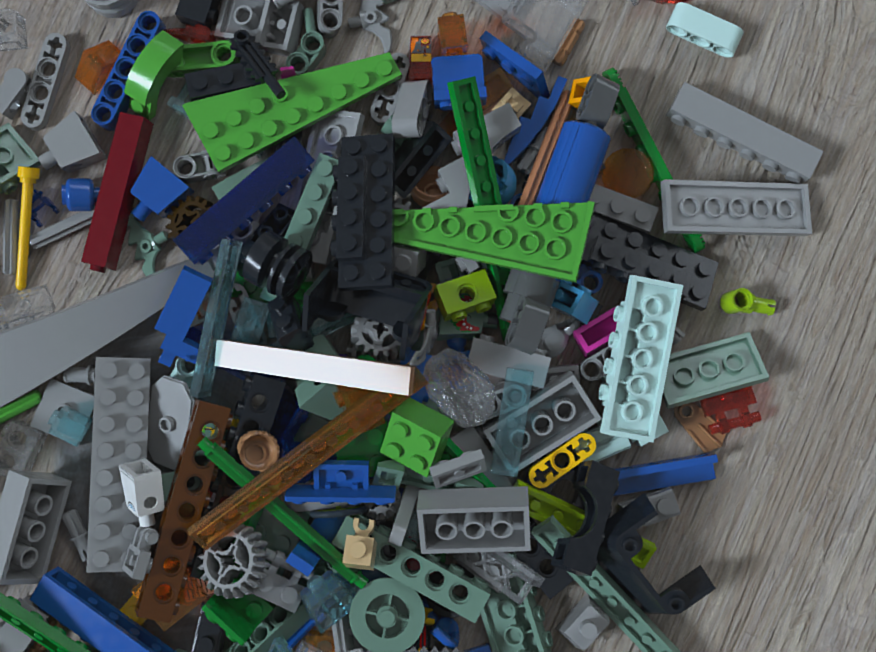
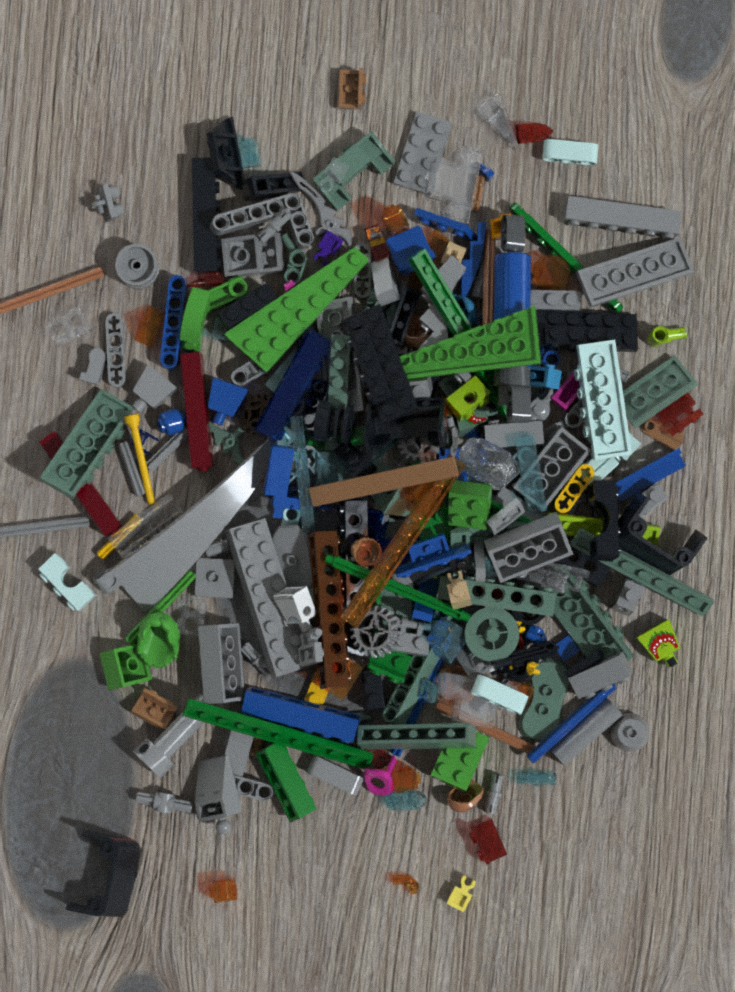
camera: 20 degrees left, 0 degrees up
(69, 425) = (225, 583): clear light blue brick -> none
(256, 61) = (266, 286): black piece -> none
(360, 41) = (329, 245): none -> dark purple plate
(591, 19) = (486, 172): none -> blue tile

